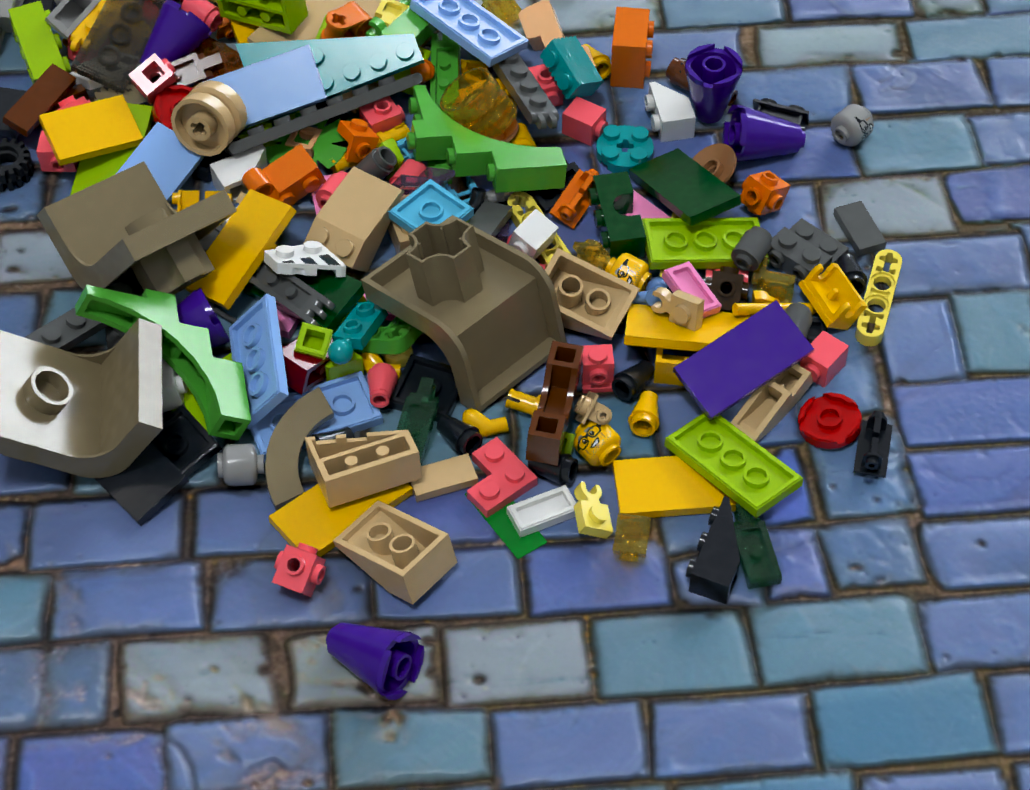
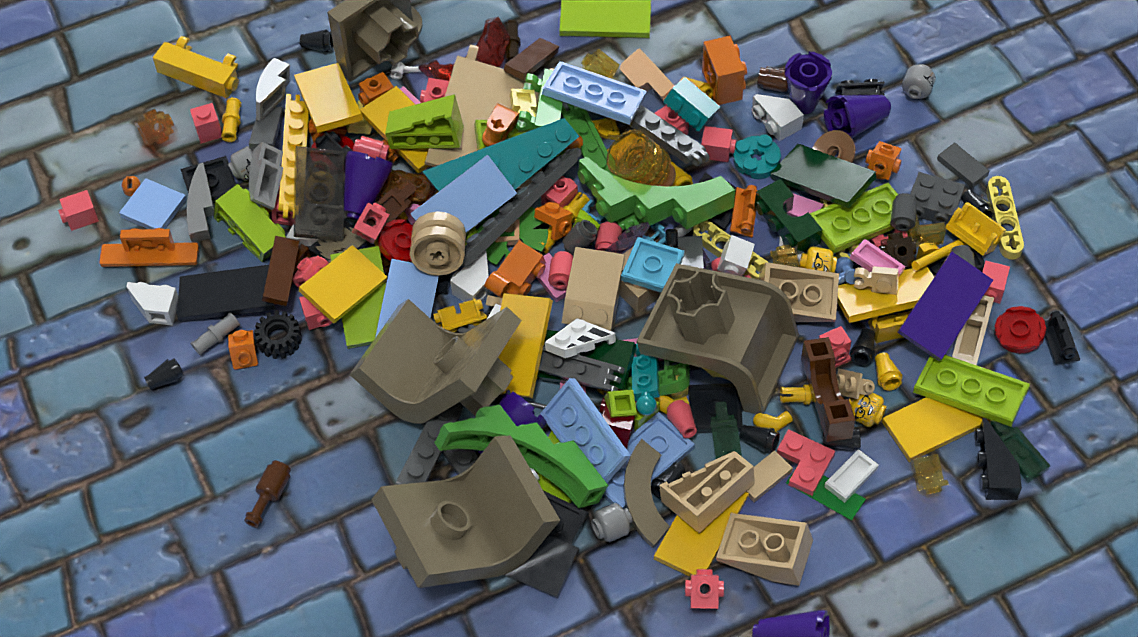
camera: 20 degrees left, 5 degrees up
(590, 514) = (889, 465): light yellow plate -> none

